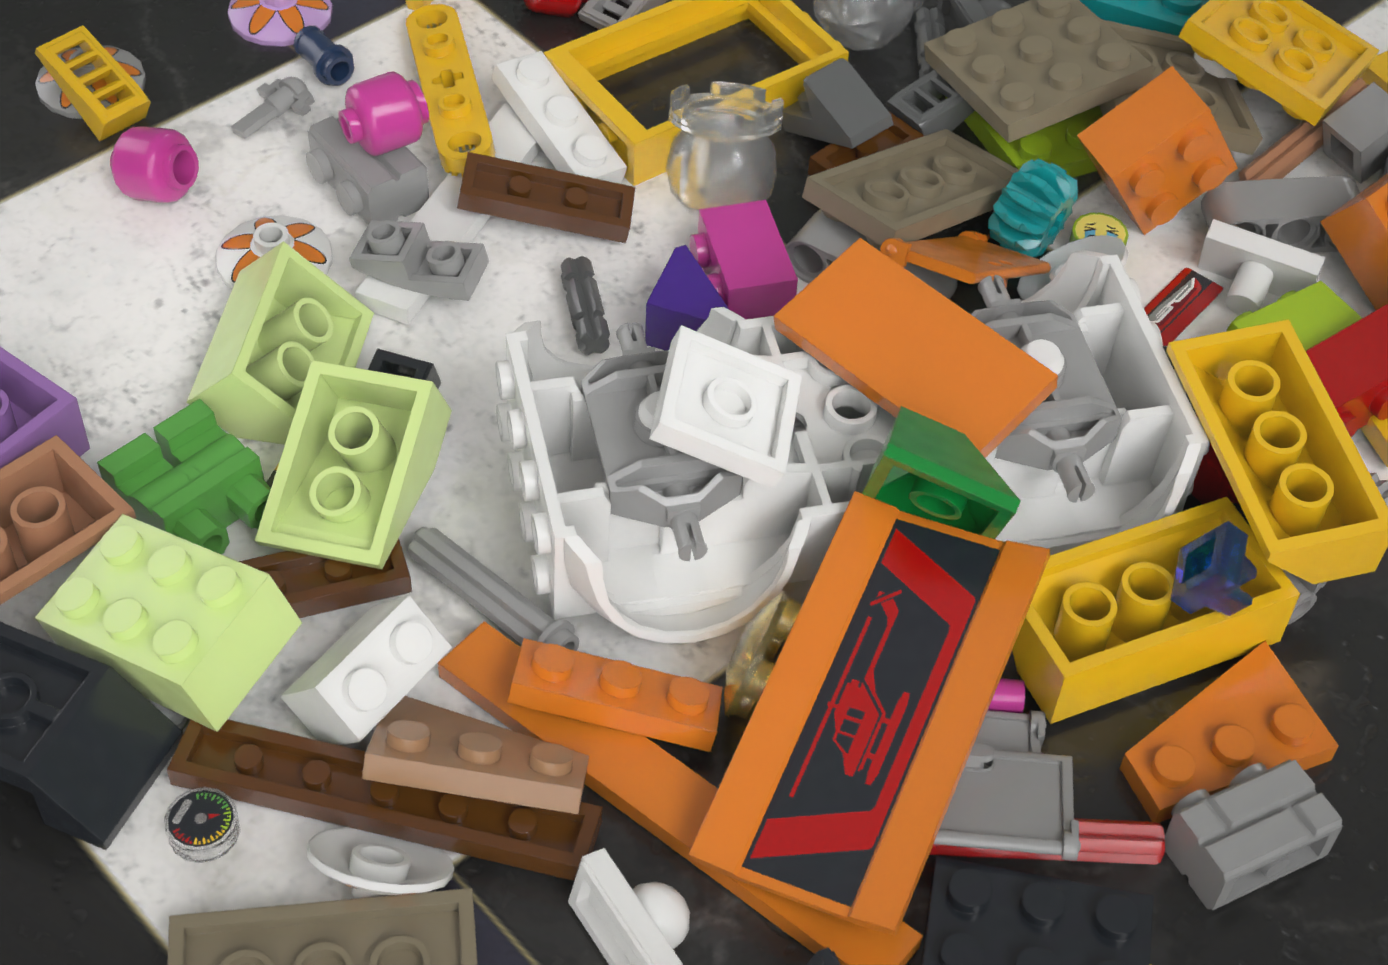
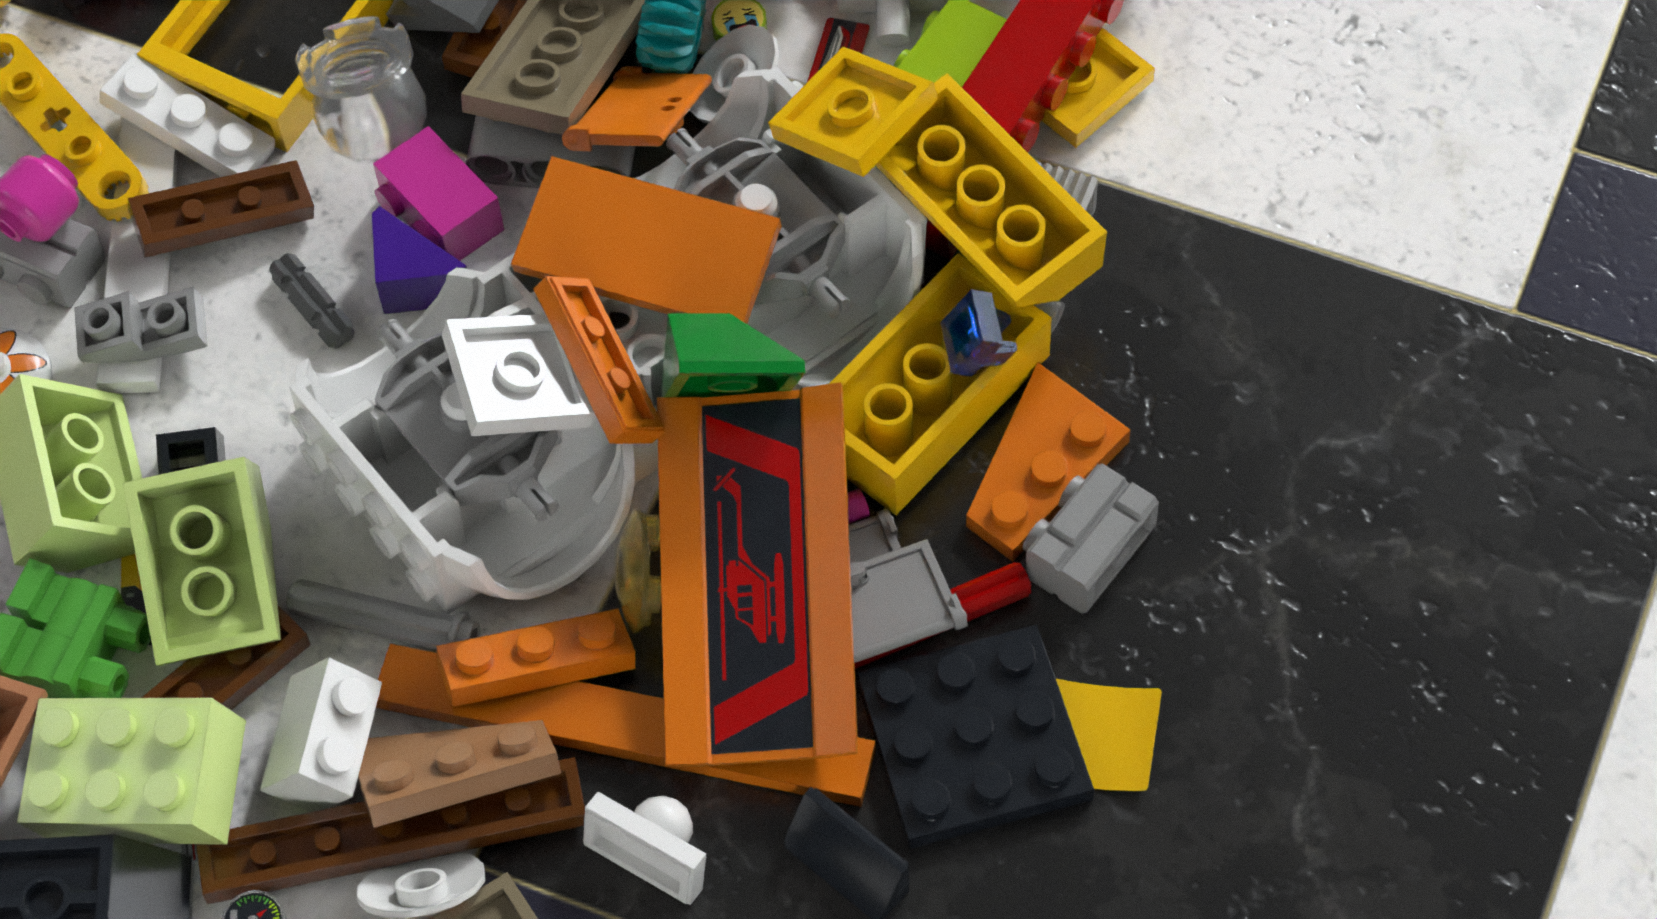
camera: 20 degrees left, 10 degrees up
(813, 431) = (599, 360): none -> orange tile
(1178, 312) = (853, 111): none -> yellow plate

